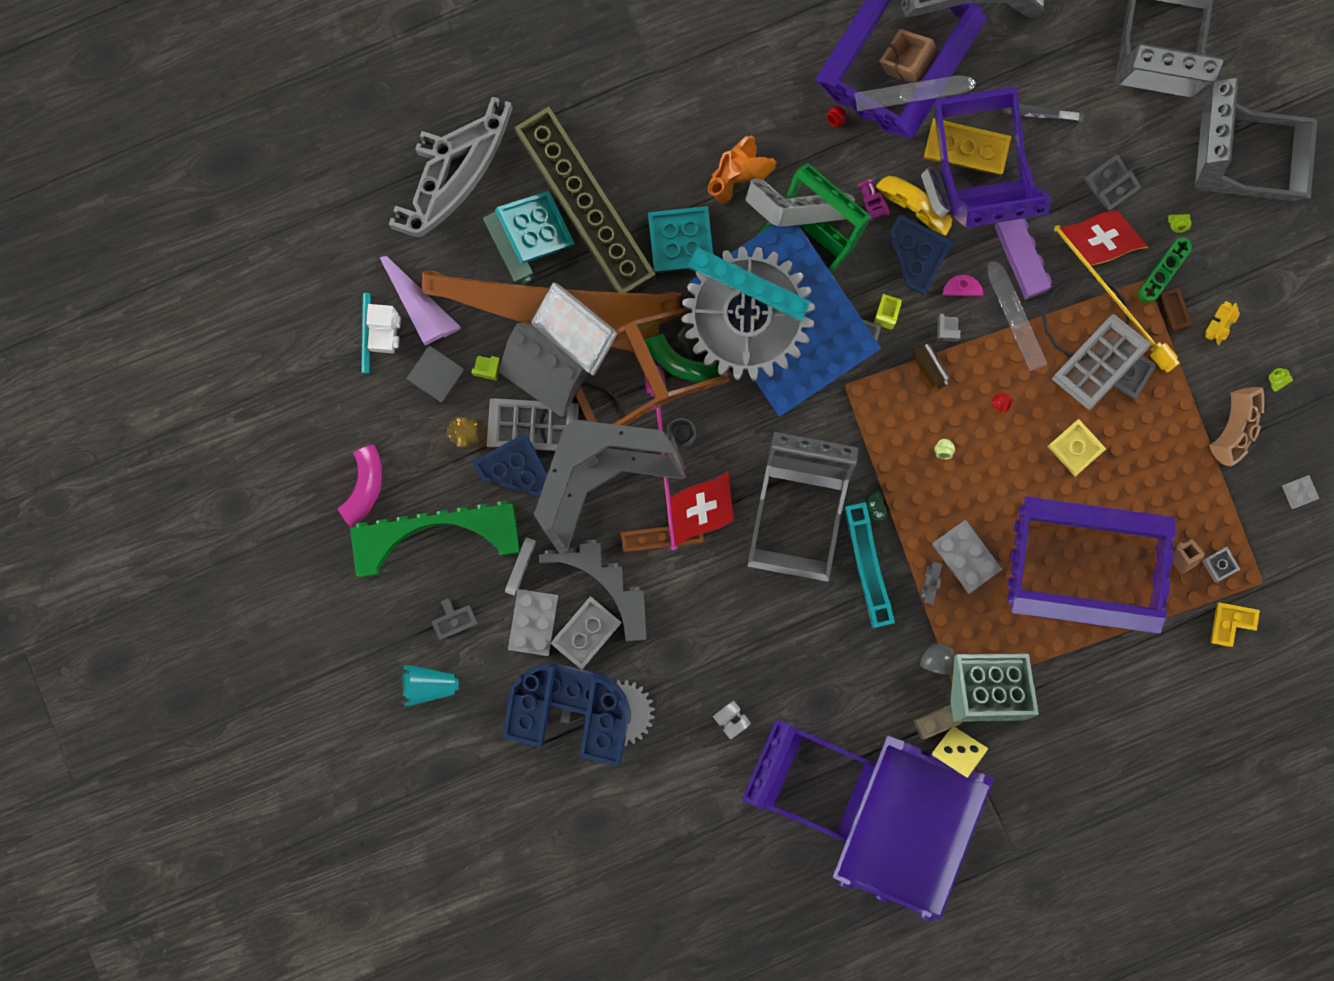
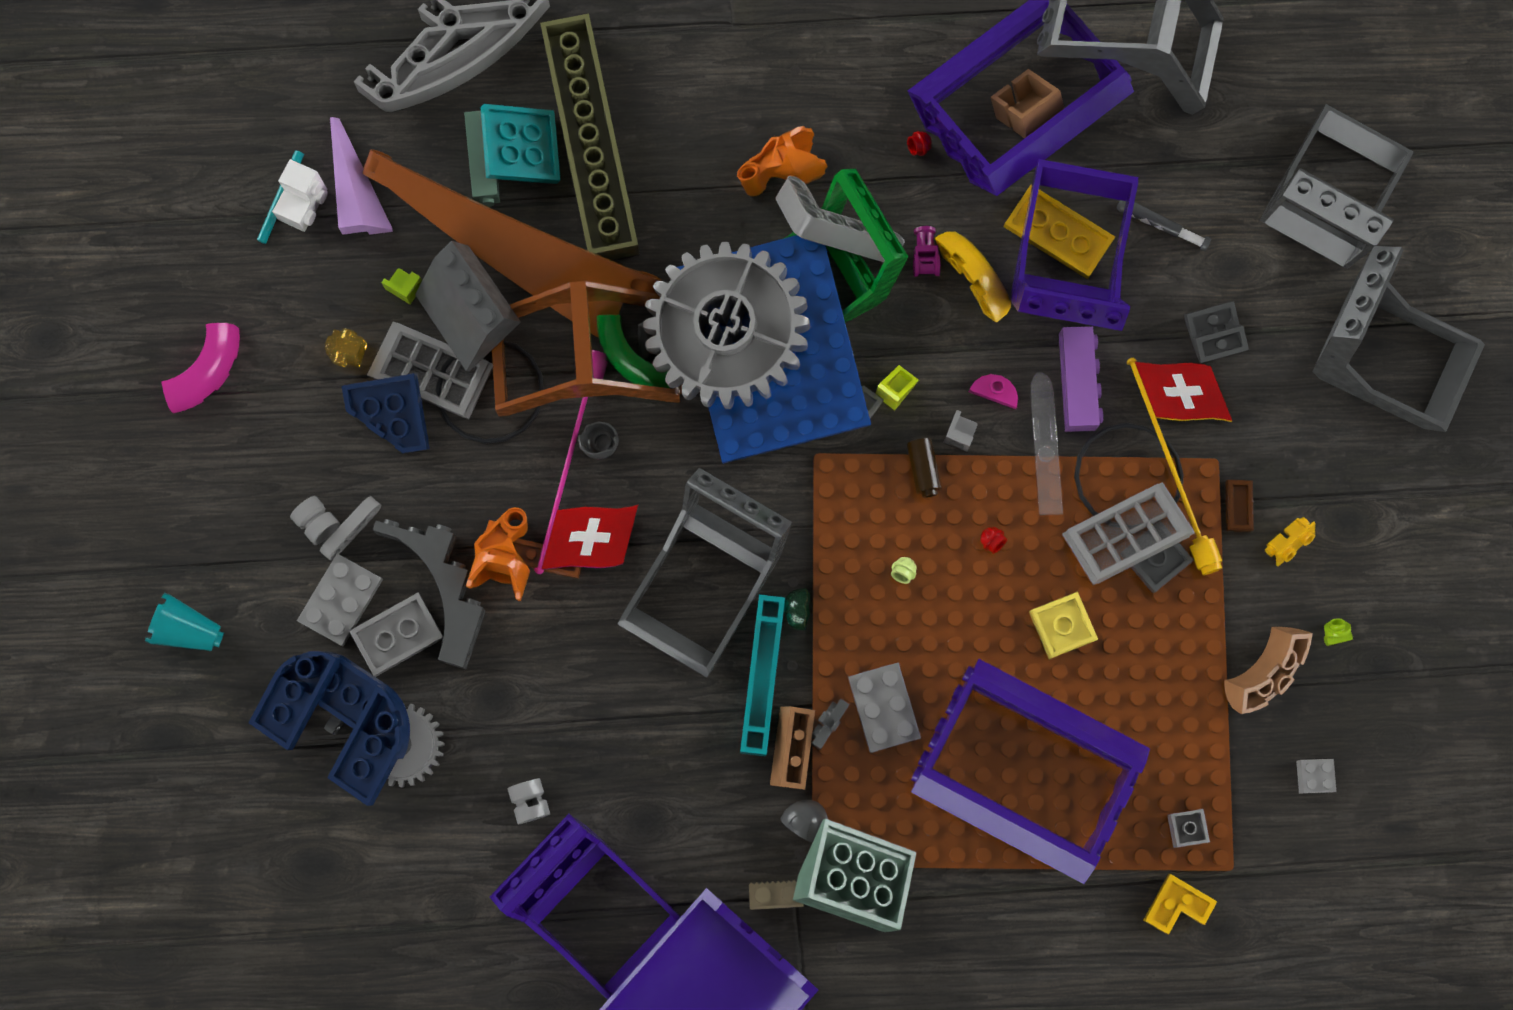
camera: 10 degrees right, 5 degrees down
(375, 542) = (193, 438): green arch -> none
(435, 374) = (340, 270): dark grey slope -> none
(453, 620) = (246, 563): dark grey plate -> none
(492, 570) = (312, 516): none -> light grey wheel
(574, 328) = (515, 269): clear piece -> none
(586, 452) = (482, 443): dark grey window -> none
(640, 548) = (497, 554): none -> orange piece
(677, 235) = (684, 217): teal plate -> none
(749, 284) = (737, 288): teal arch -> none
(910, 610) = (792, 747): none -> medium nougat brick
(913, 92) = (1016, 141): clear piece -> none
(918, 252) = (957, 332): dark blue plate -> none
(936, 191) = (1003, 267): light grey beam -> none
(960, 751) = (789, 940): light yellow tile -> none
(1163, 269) = (1241, 453): green beam -> none
(1179, 223) = (1279, 406): lime plate -> none
(1186, 556) = (1149, 802): medium nougat brick -> none

